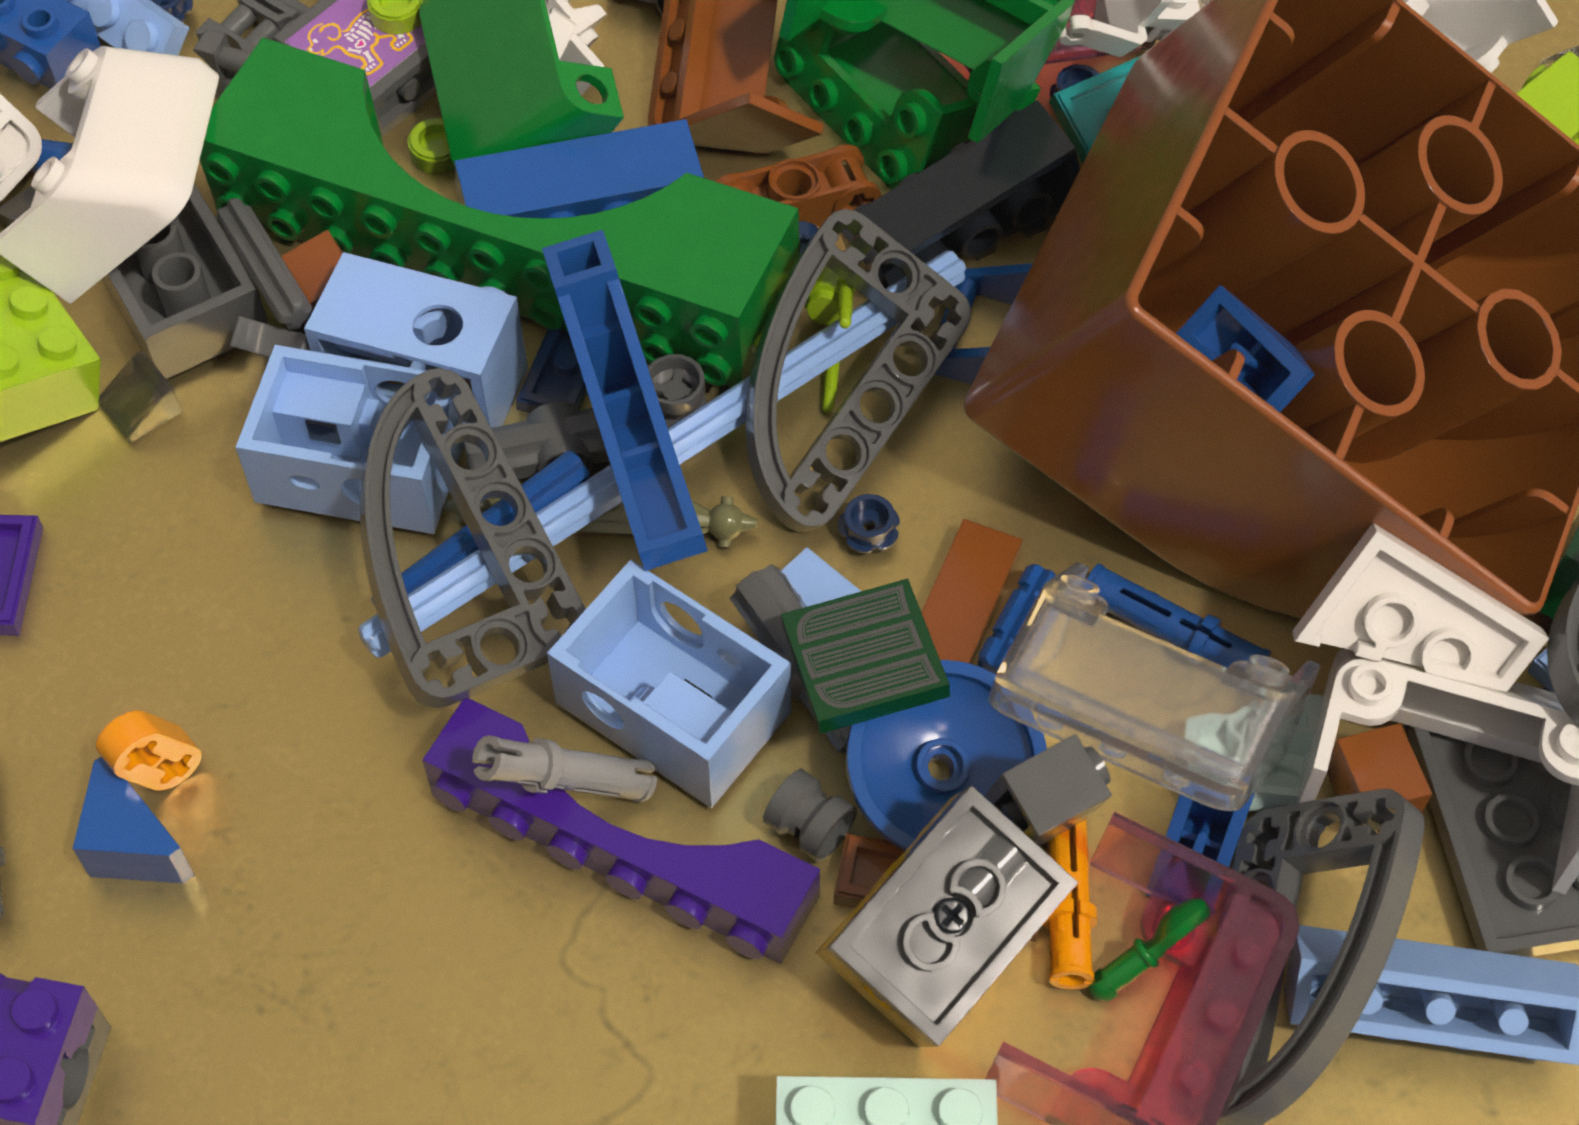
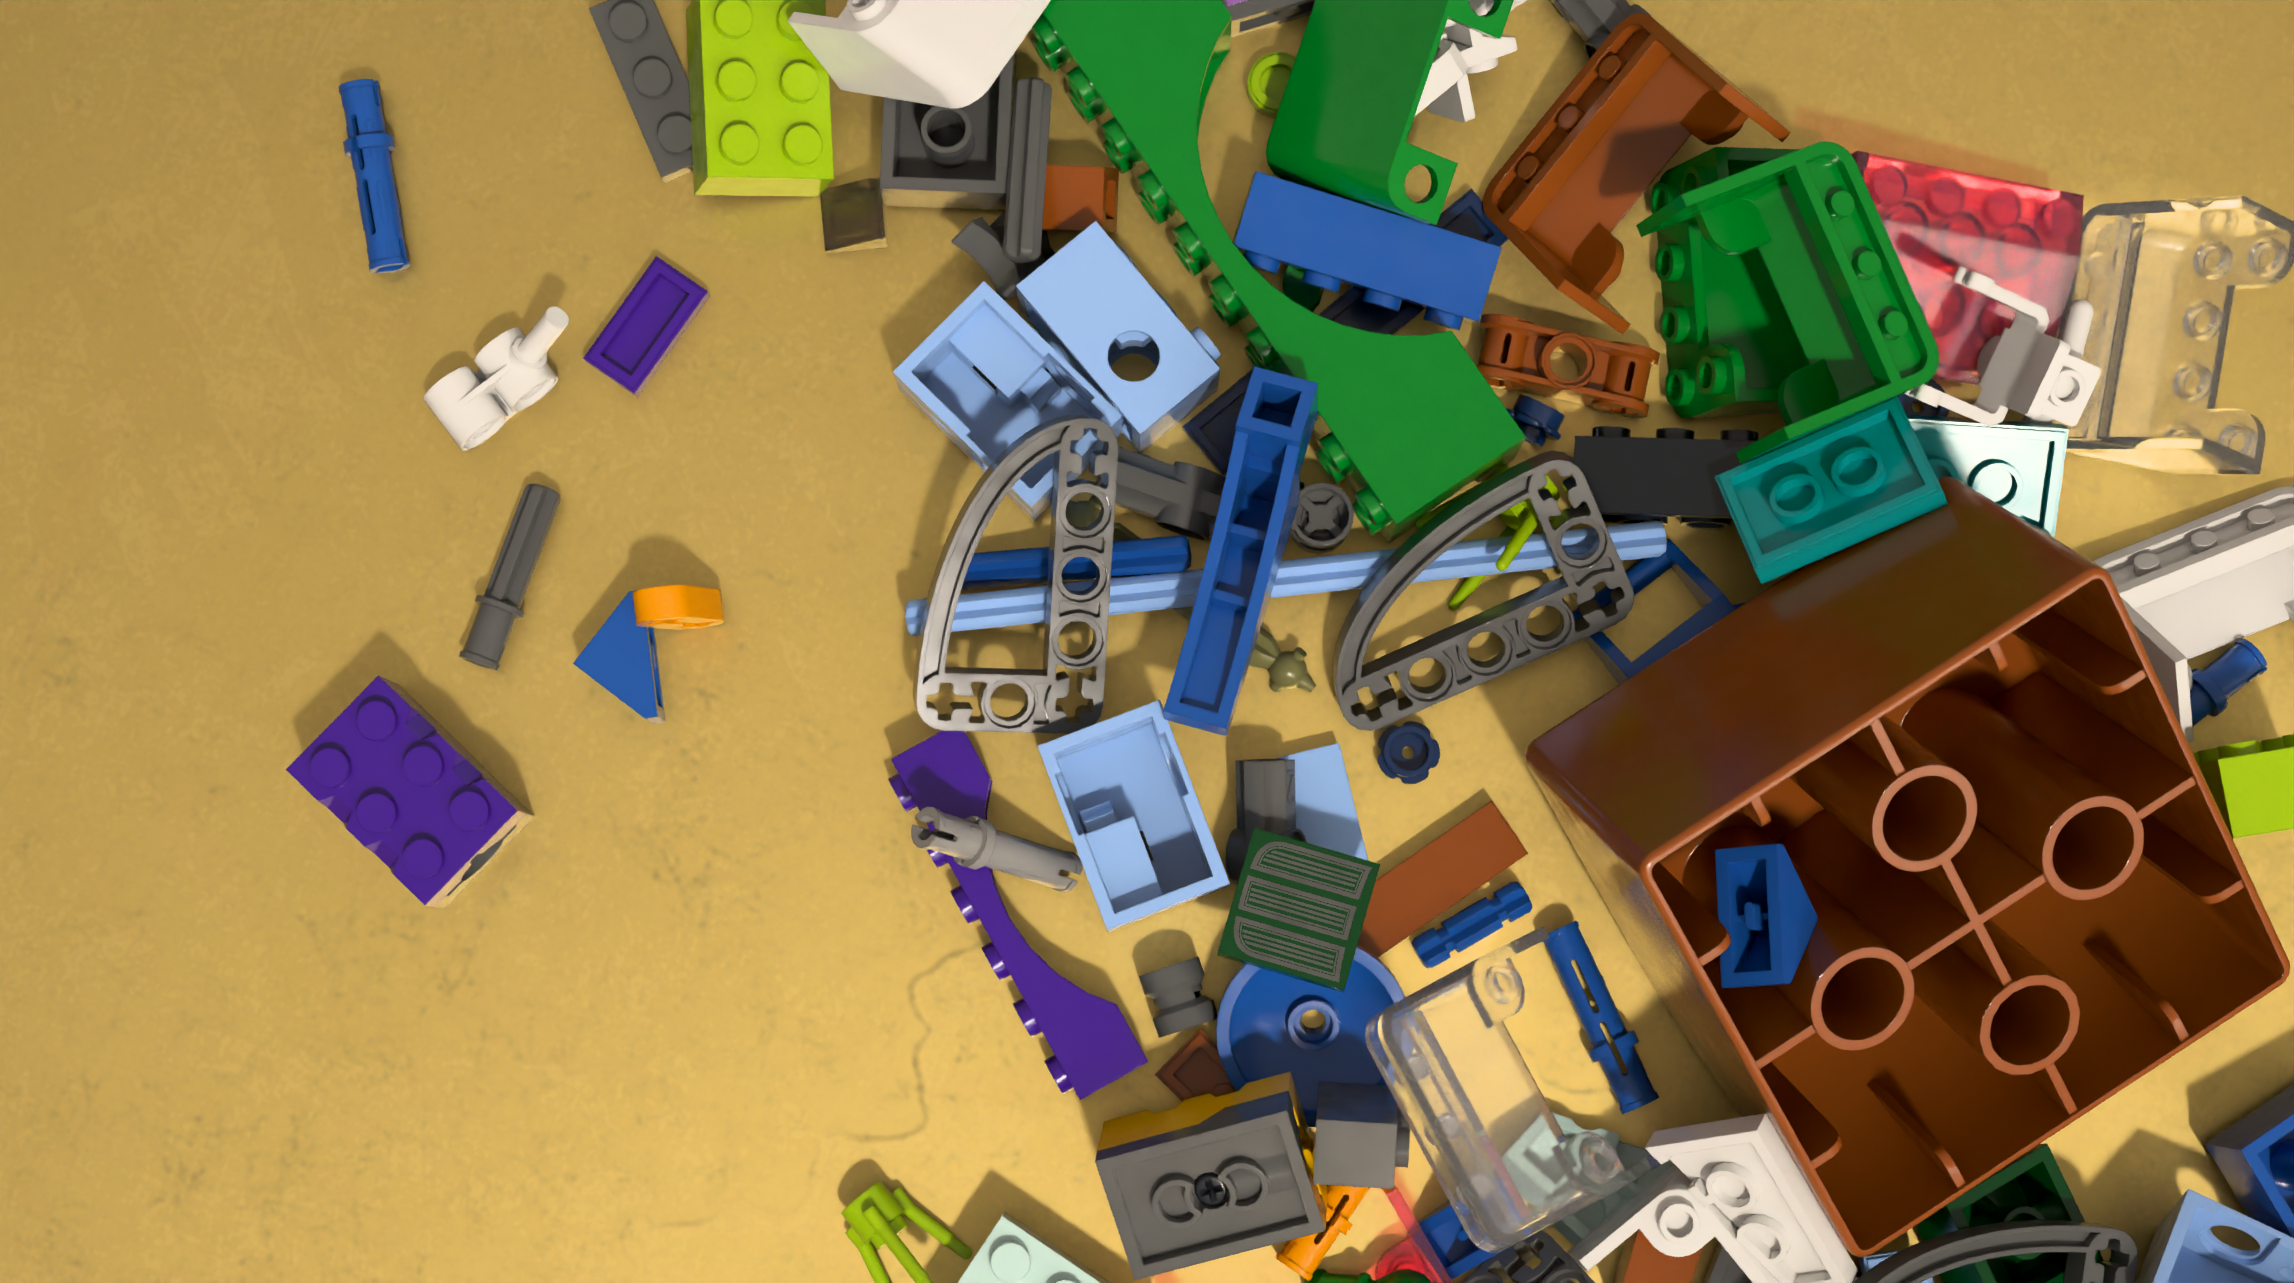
camera: 30 degrees right, 25 degrees up
(1059, 112) = (1830, 490): none -> teal tile

